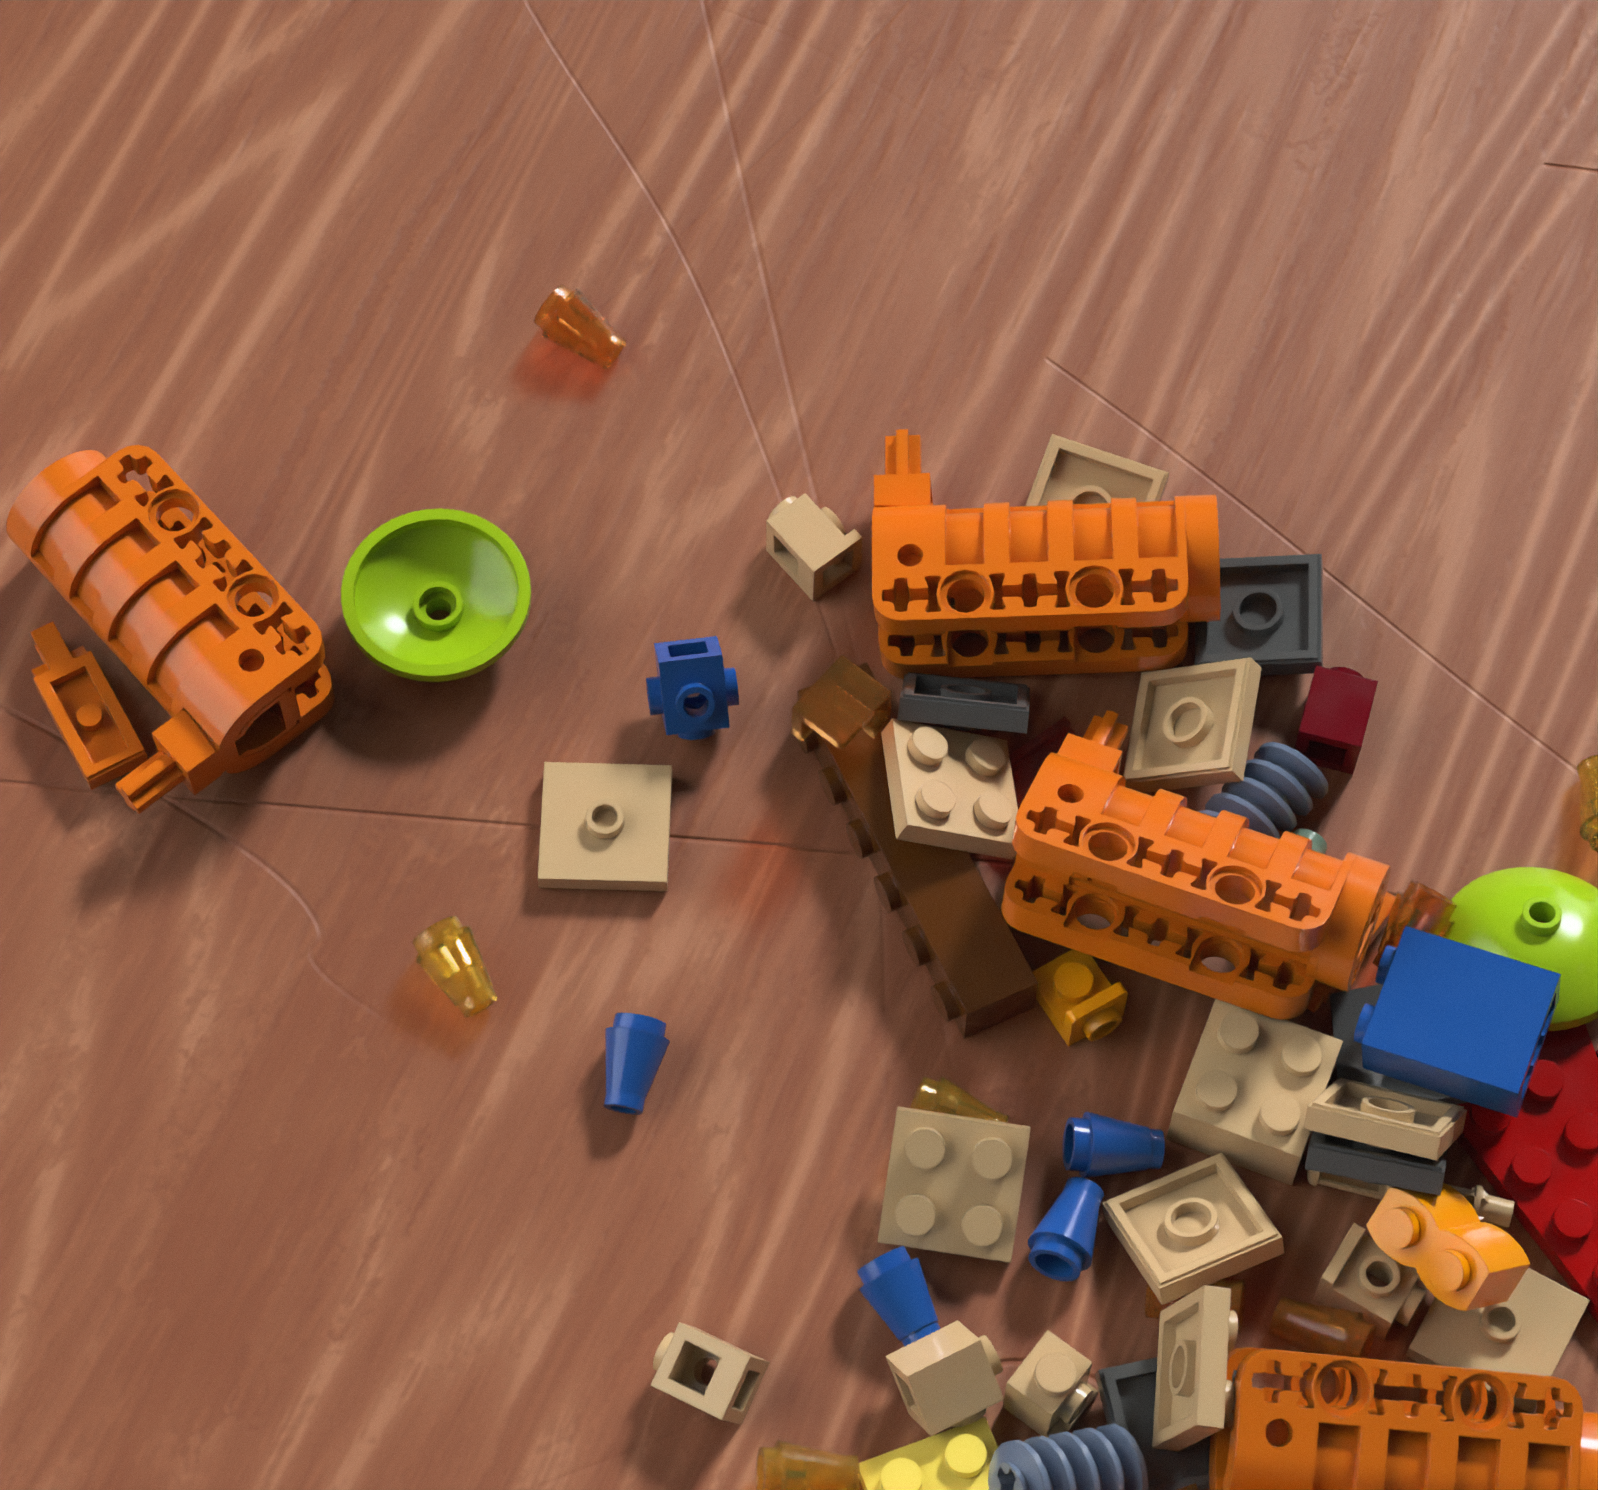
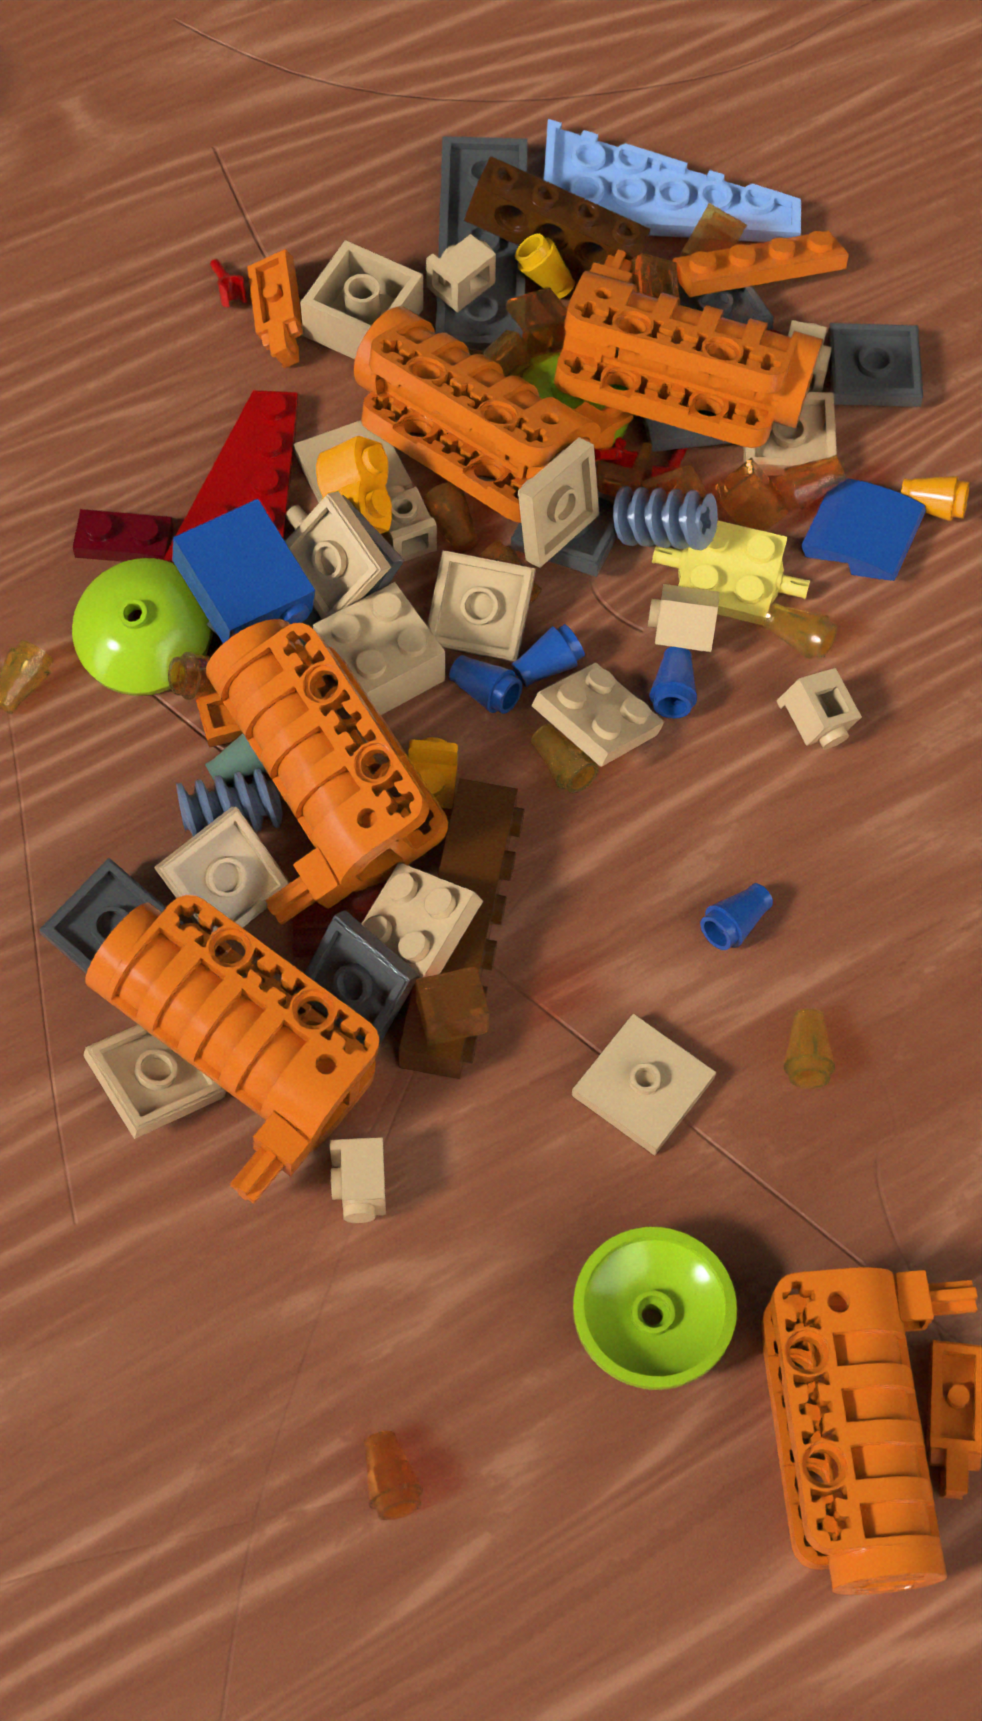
camera: 145 degrees left, 0 degrees up
(692, 687) = (524, 1120): blue brick -> none
(1050, 1387) = (628, 570): tan brick -> none
(1335, 718) = (128, 829): dark red brick -> none

